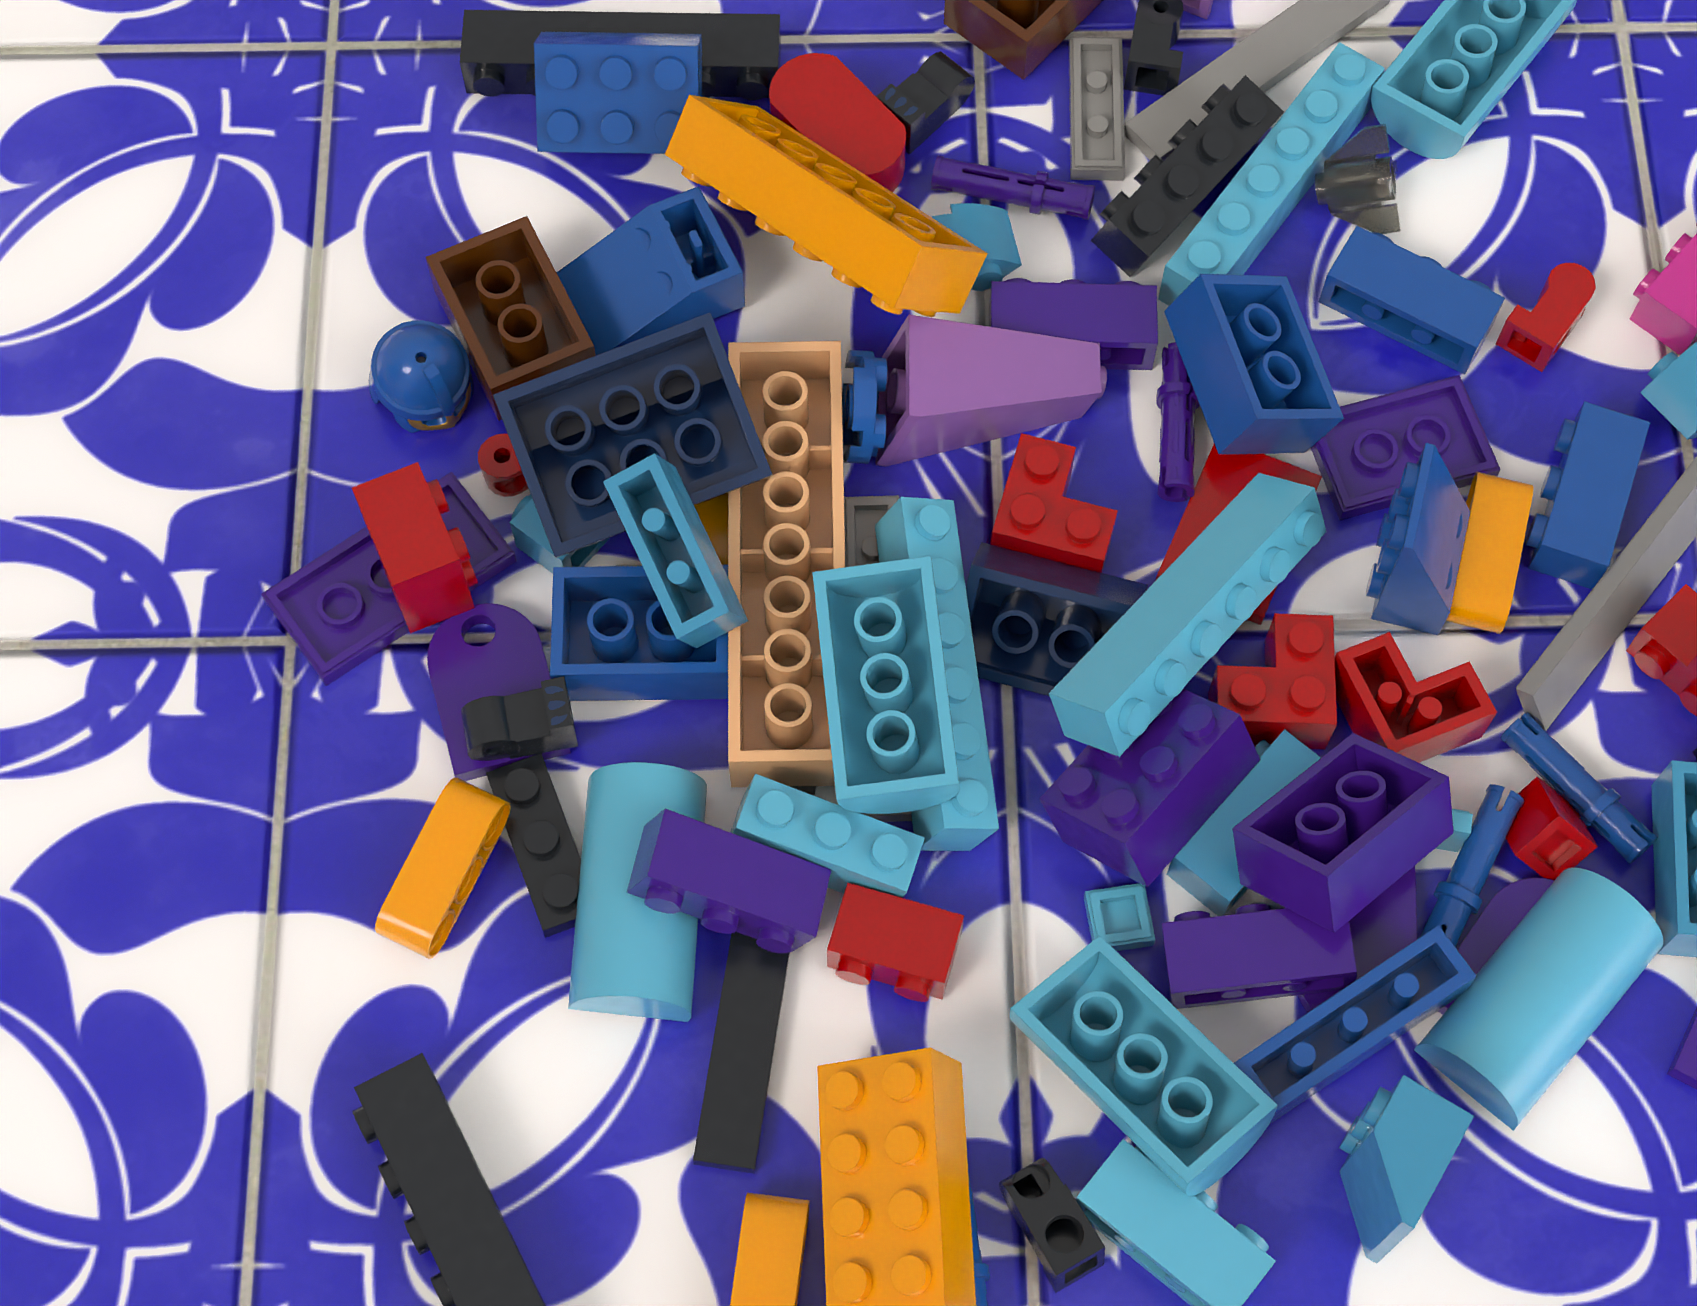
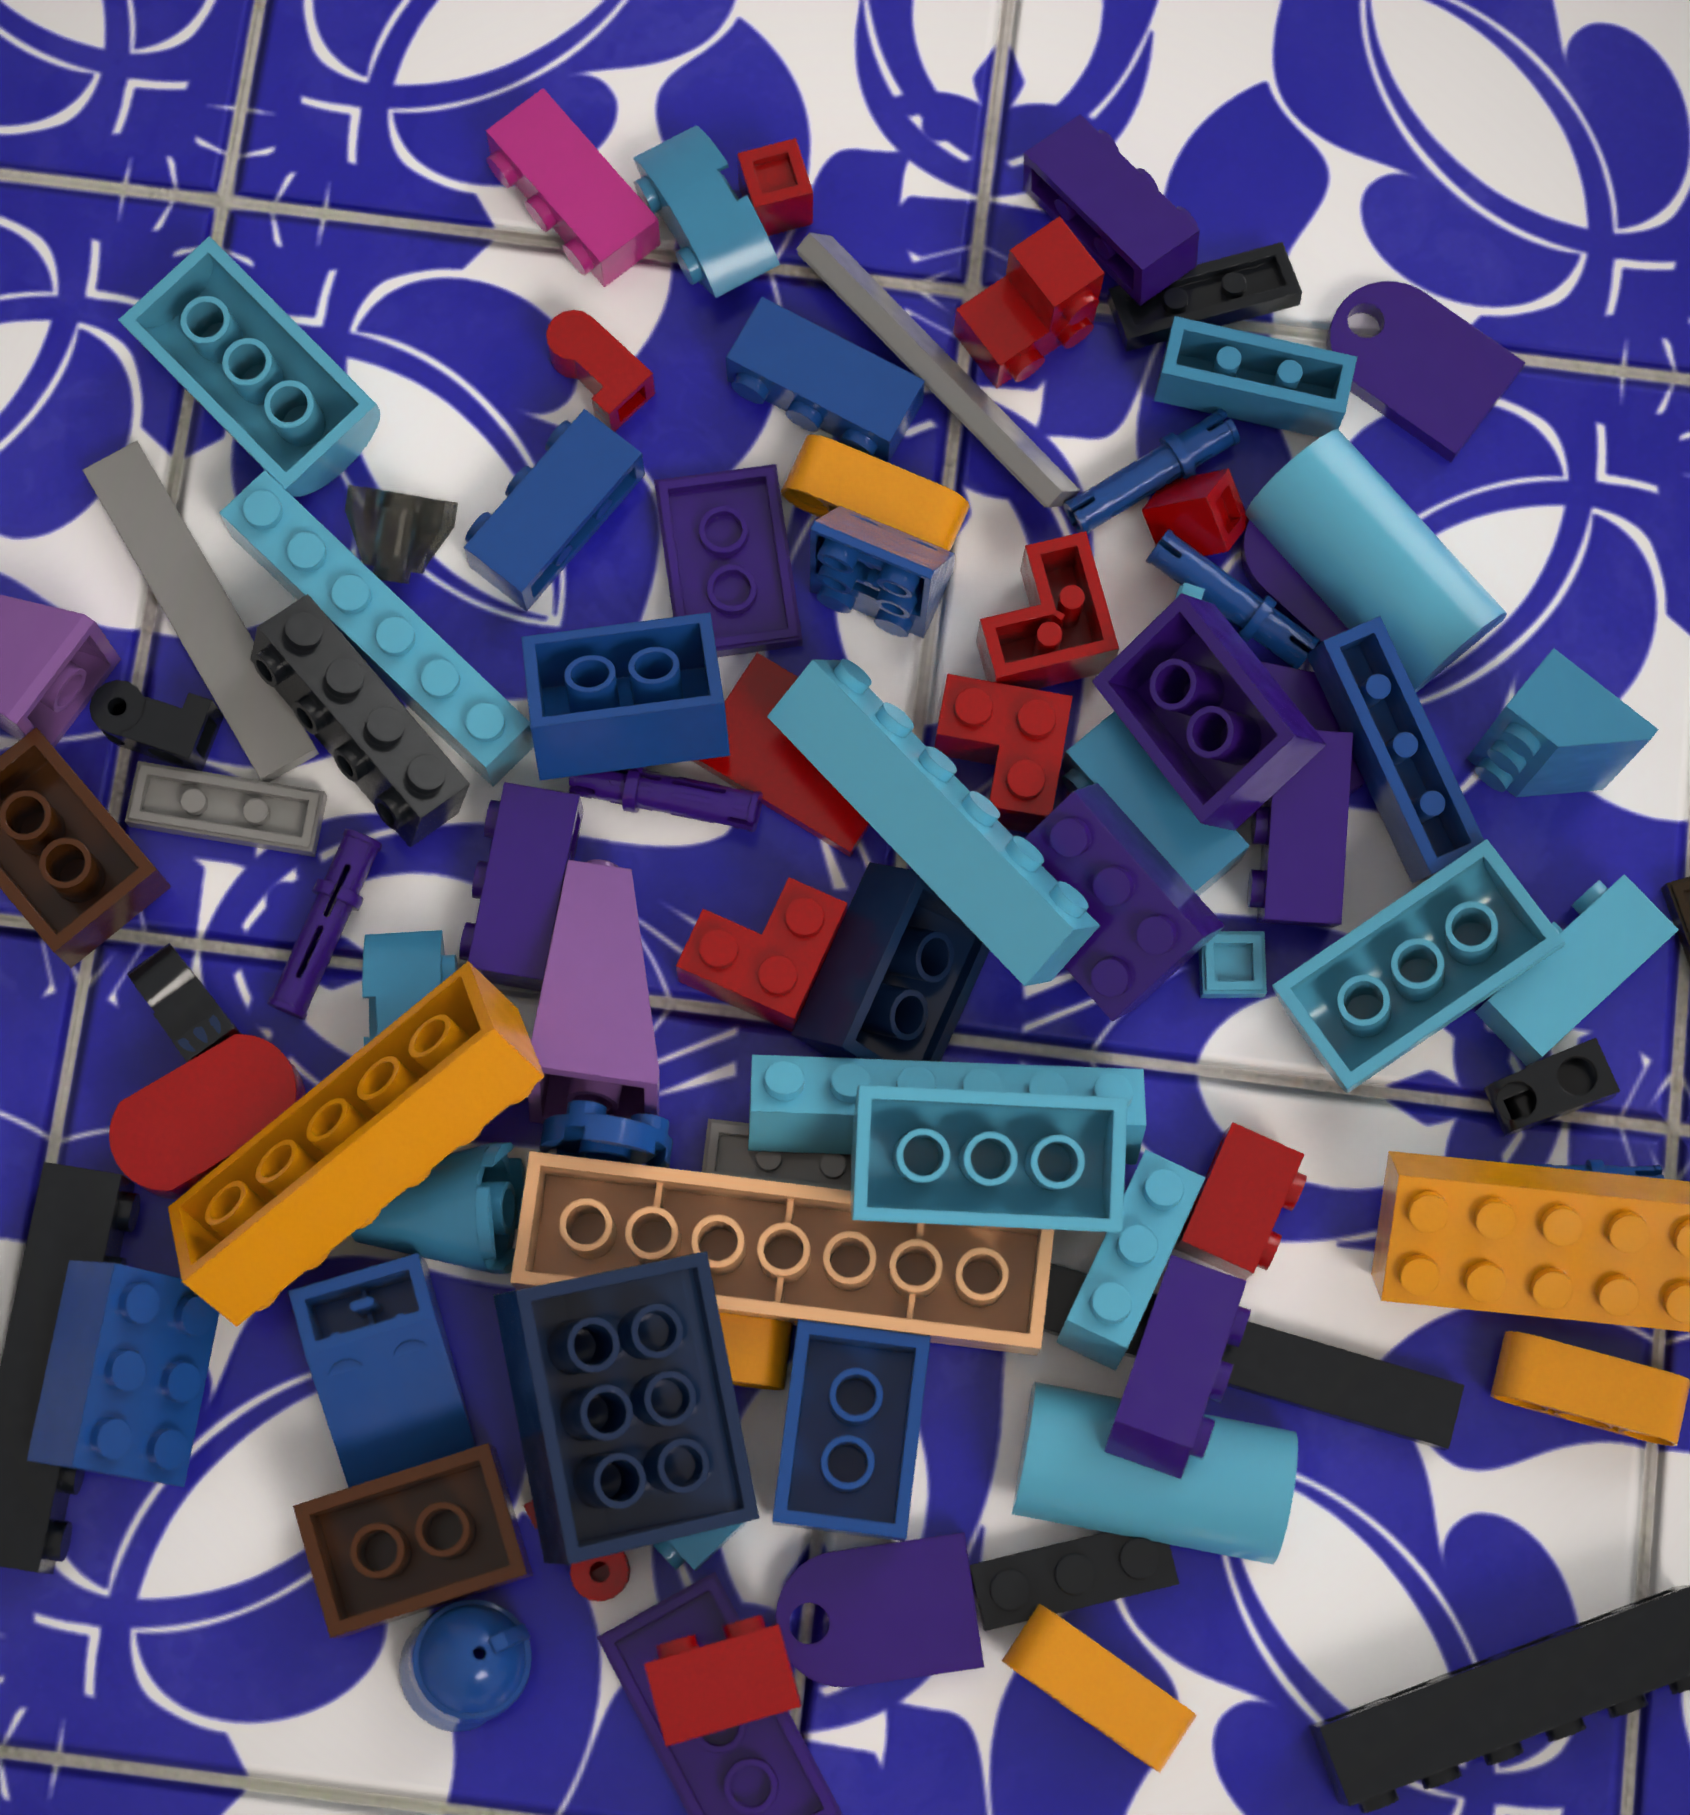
camera: 85 degrees left, 10 degrees up
(520, 723) = (944, 1583): black leg -> none
(675, 551) = (803, 1371): dark azure brick -> none
(787, 297) = (458, 1213): none -> dark azure cone

